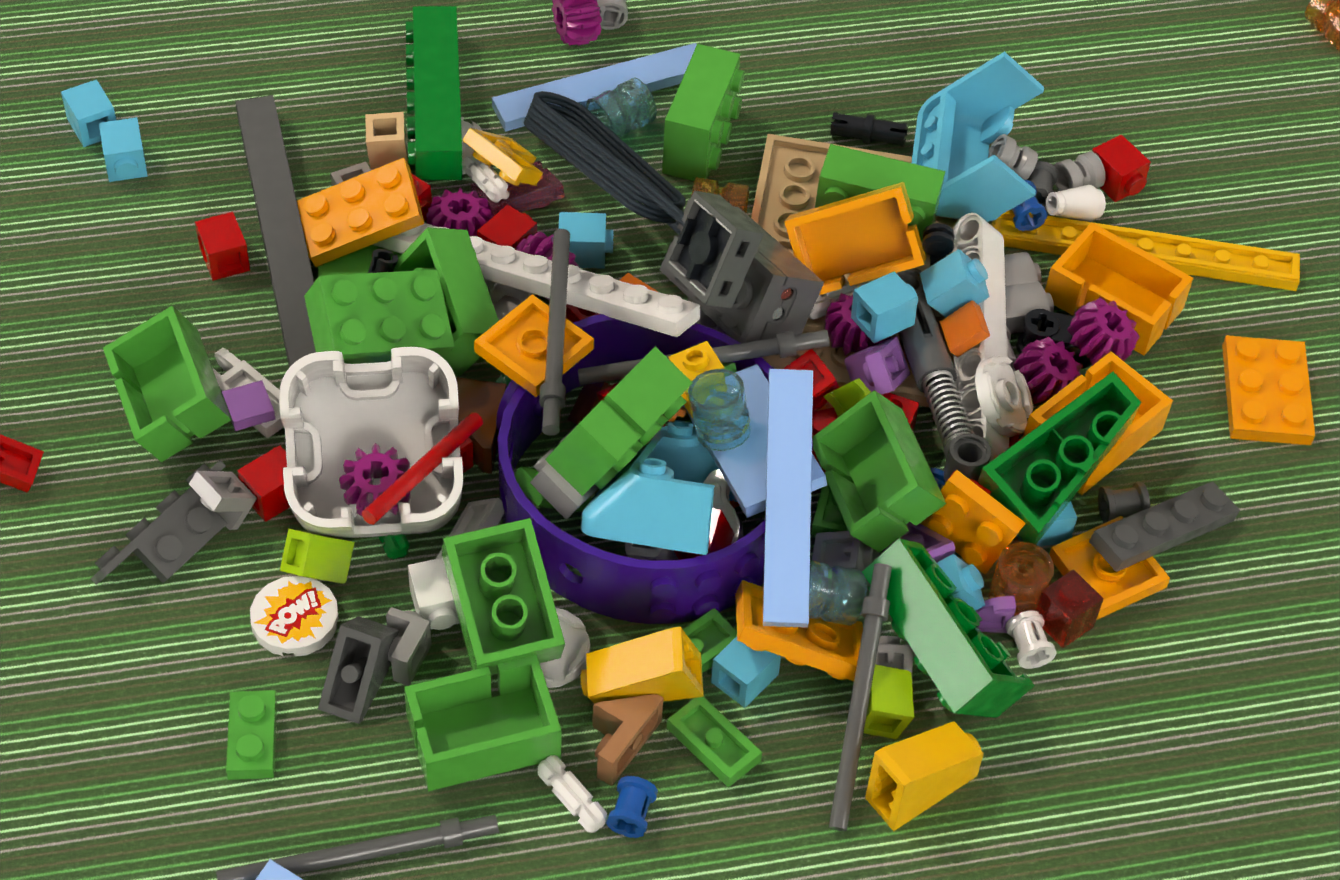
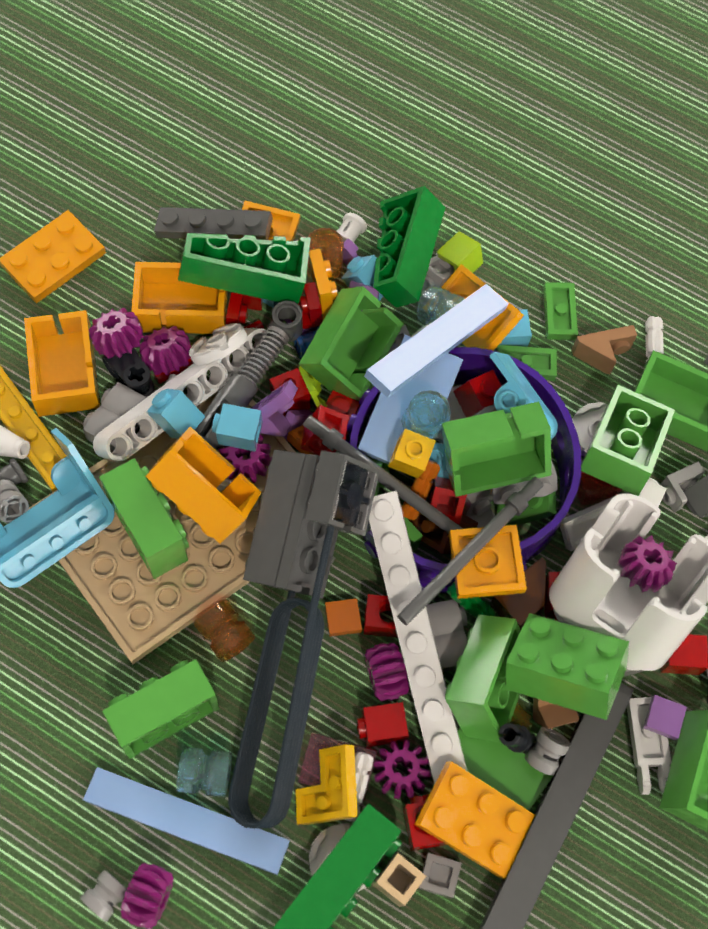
camera: 140 degrees left, 15 degrees up
(222, 246) = (581, 888): red brick -> none
(422, 468) = (628, 535): red bar -> none
(588, 237) = (336, 681): medium azure brick -> none
(632, 806) = (633, 310): blue bush -> none
(652, 664) = (578, 352): yellow slope -> none
(869, 129) = (55, 616): black pin -> none
(875, 611) = (439, 271): dark grey bar -> none
(921, 772) = (480, 208): yellow slope -> none
(938, 241) = (152, 449): black piece -> none
(964, 328) = (199, 388): orange tile -> none
(1022, 218) = (42, 461): blue bush -> none
(1069, 608) = (313, 218): clear red brick -> none

